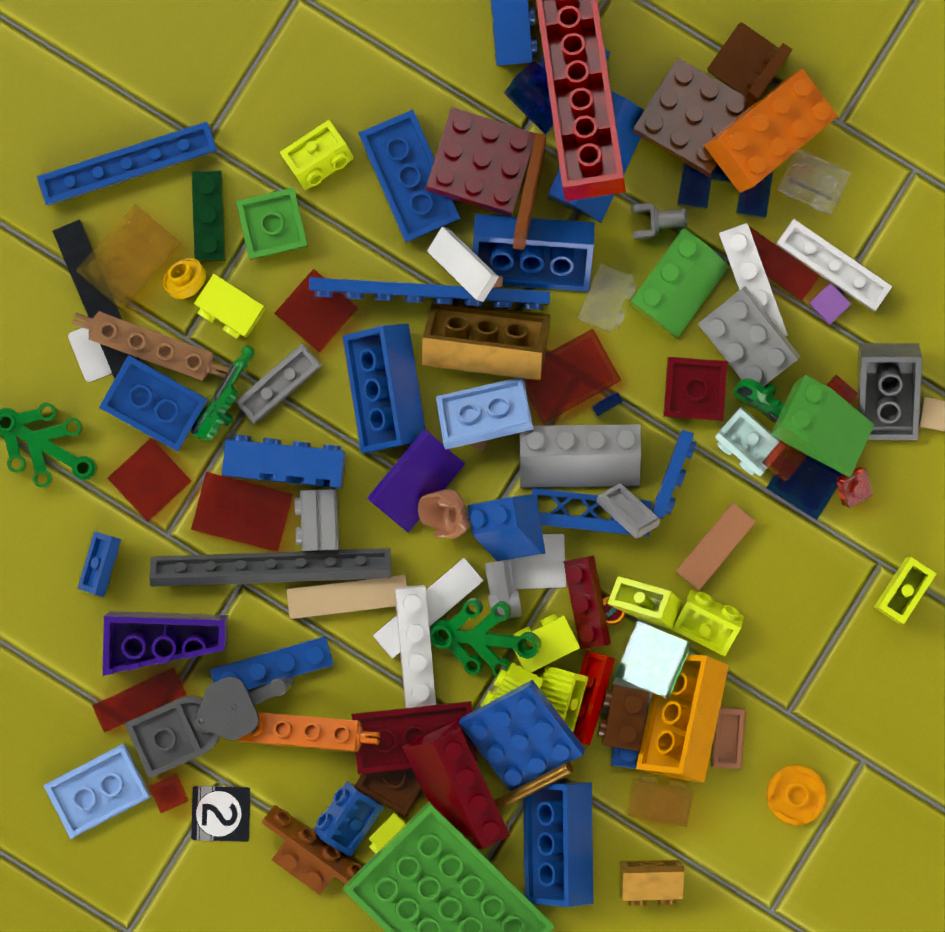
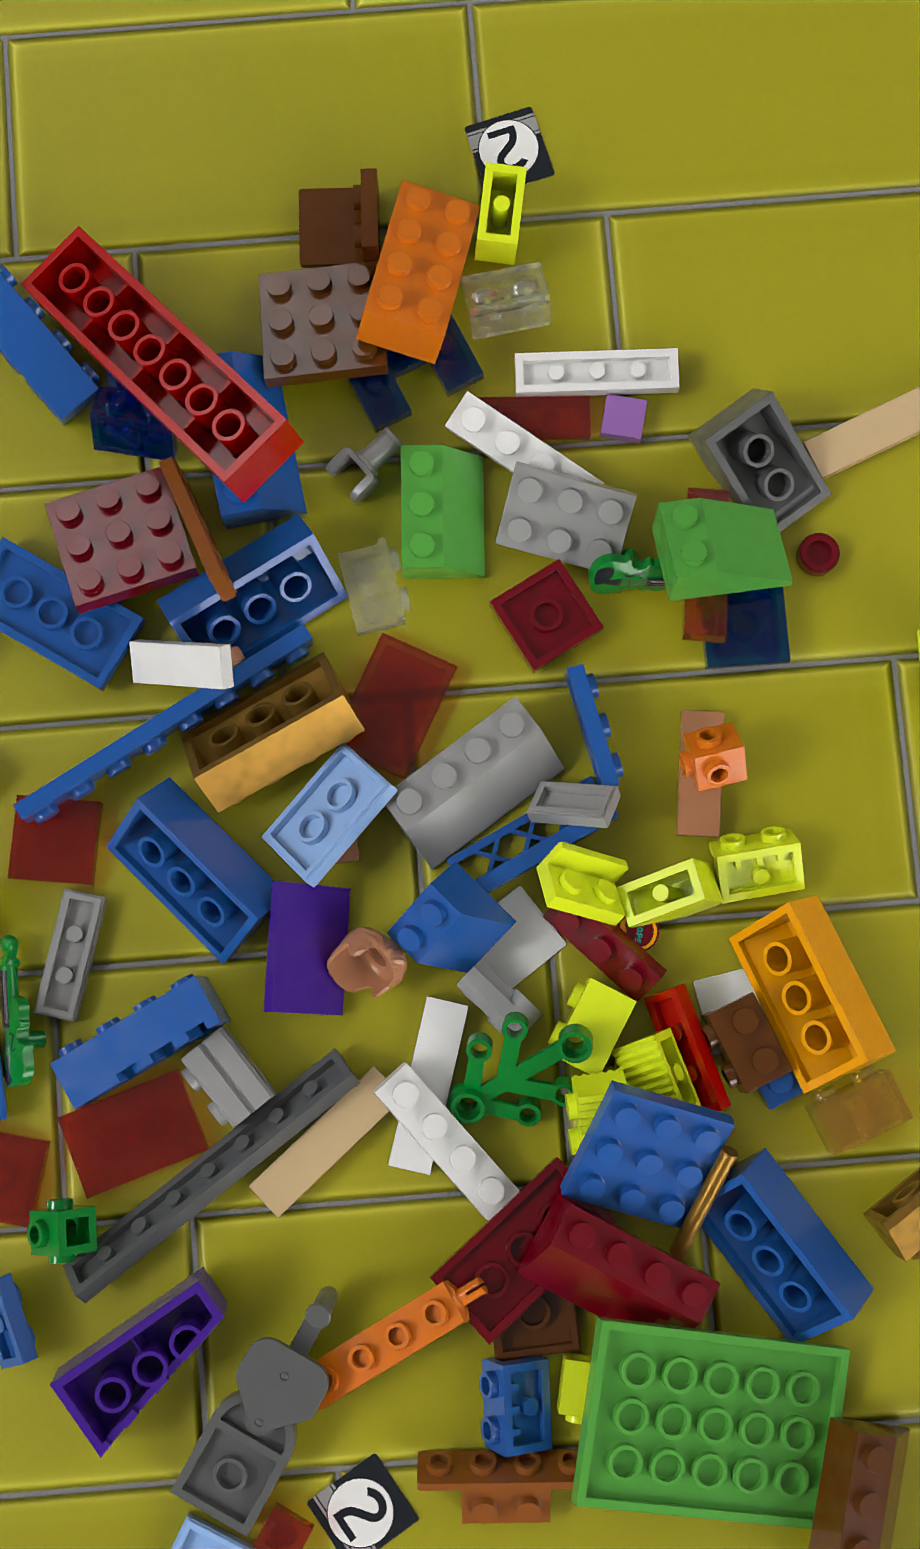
camera: 35 degrees left, 5 degrees down
(139, 699) = (169, 1447): clear red tile -> none
(166, 537) = (62, 1230): none -> green brick
(278, 663) = (301, 1281): blue plate -> none
(599, 559) = (582, 882): none -> neon yellow bracket
(606, 404) = (460, 704): clear blue tile -> none
(653, 659) = (728, 953): tile -> none
(727, 543) = (713, 757): none -> orange brick
(729, 738) = (881, 978): nougat tile -> none
(746, 440) = (647, 629): light aqua bracket -> none
(847, 127) = (500, 213): none -> neon yellow brick
(854, 488) = (804, 596): clear red plate -> none
(882, 469) = (817, 554): none -> dark red tile
(886, 87) = (511, 141): none -> sticker

